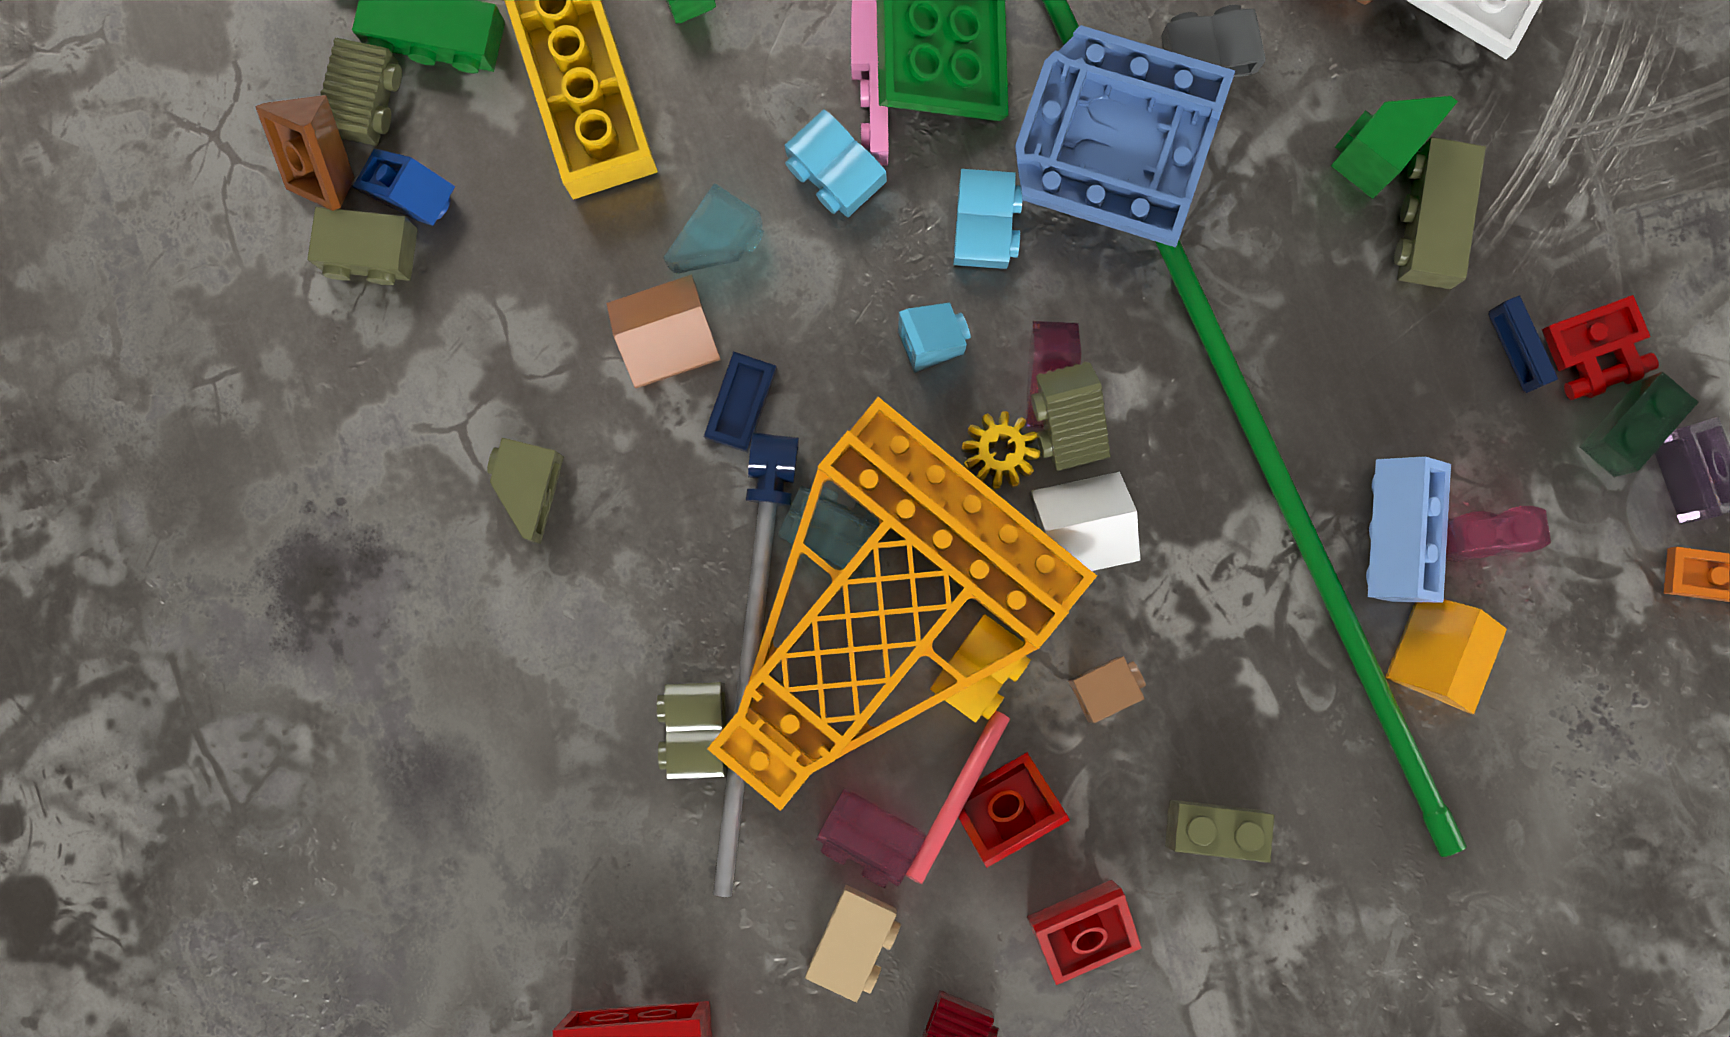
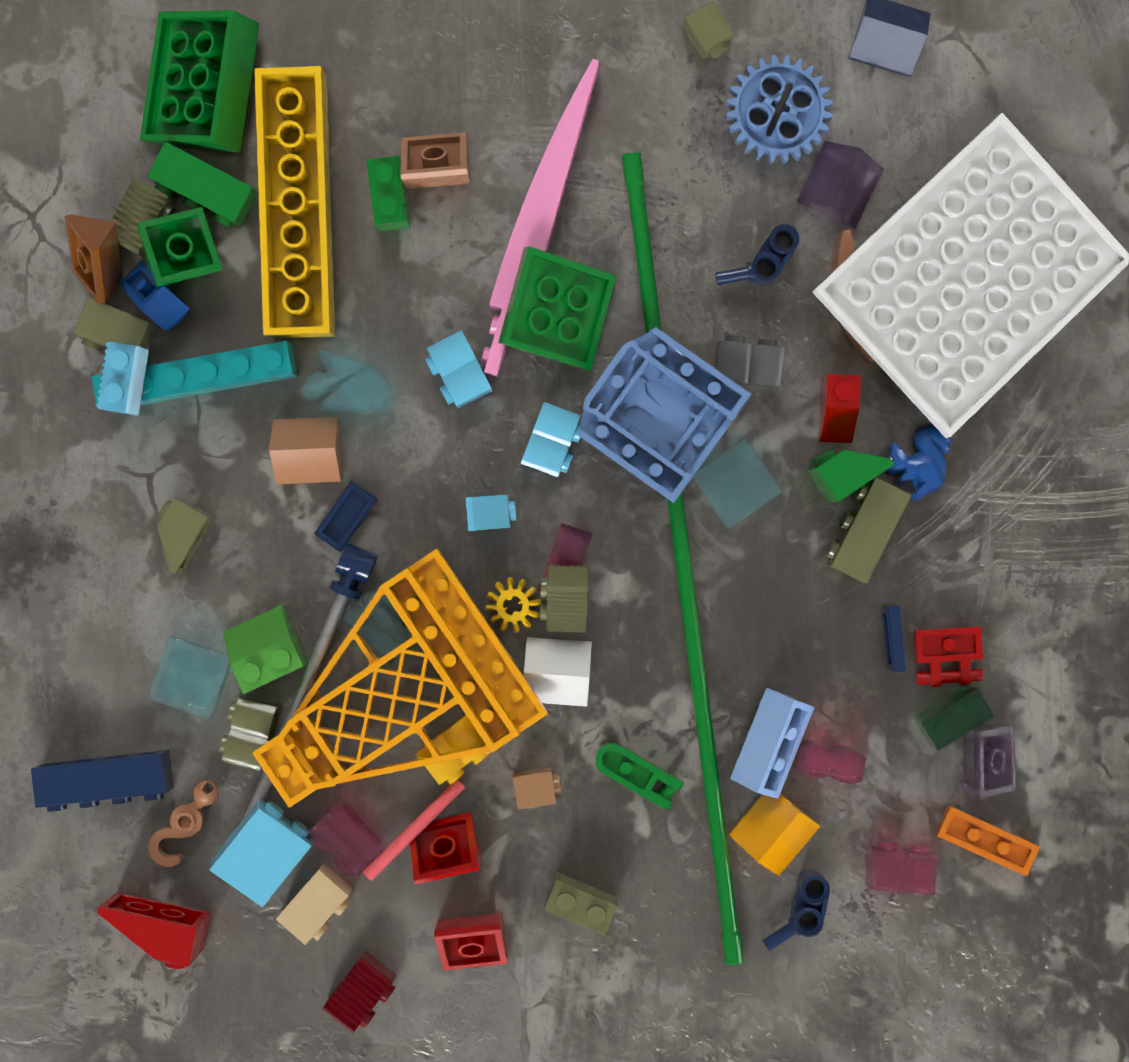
camera: 15 degrees right, 5 degrees up
(389, 288) = (122, 378): none -> medium azure brick
(417, 105) = (178, 247): none -> green slope
(485, 273) = (215, 372): none -> teal brick
(507, 855) = (102, 779): none -> dark blue brick
(591, 679) = (190, 677): none -> clear light blue plate
(639, 881) = (184, 822): none -> nougat piece
(674, 208) = (339, 371): none -> clear light blue slope
(681, 611) = (264, 649): none -> bright green slope
(757, 890) = (261, 852): none -> medium azure brick
(1237, 629) = (637, 773): none -> green plate
(1245, 208) = (736, 484): none -> clear light blue tile
(1349, 65) = (839, 407): none -> red slope
(1490, 108) = (926, 467): none -> blue animal
(1540, 733) = (804, 902): none -> dark blue beam
(1640, 652) = (901, 868): none -> clear pink brick

